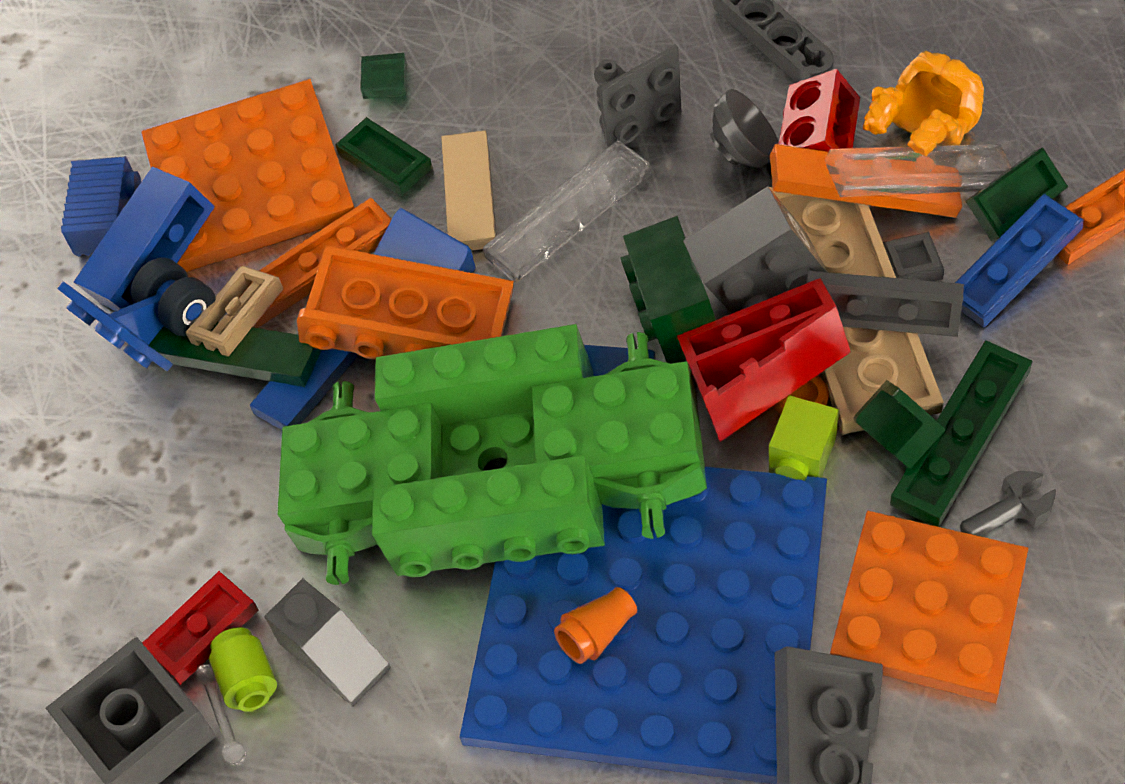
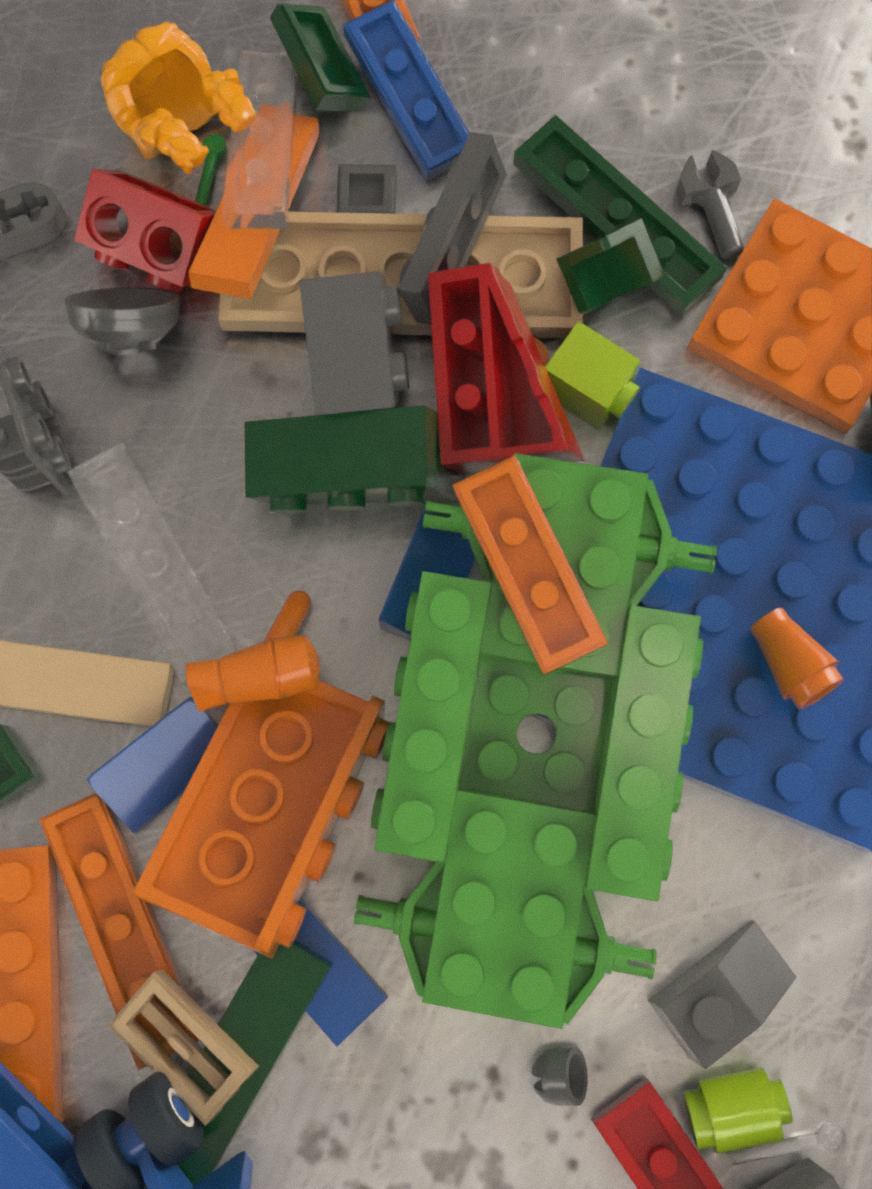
camera: 85 degrees left, 20 degrees up
(241, 555) = (562, 1076): none -> dark grey hinge
(500, 283) = (263, 671): none -> orange piece
(597, 385) = (529, 565): none -> orange tile

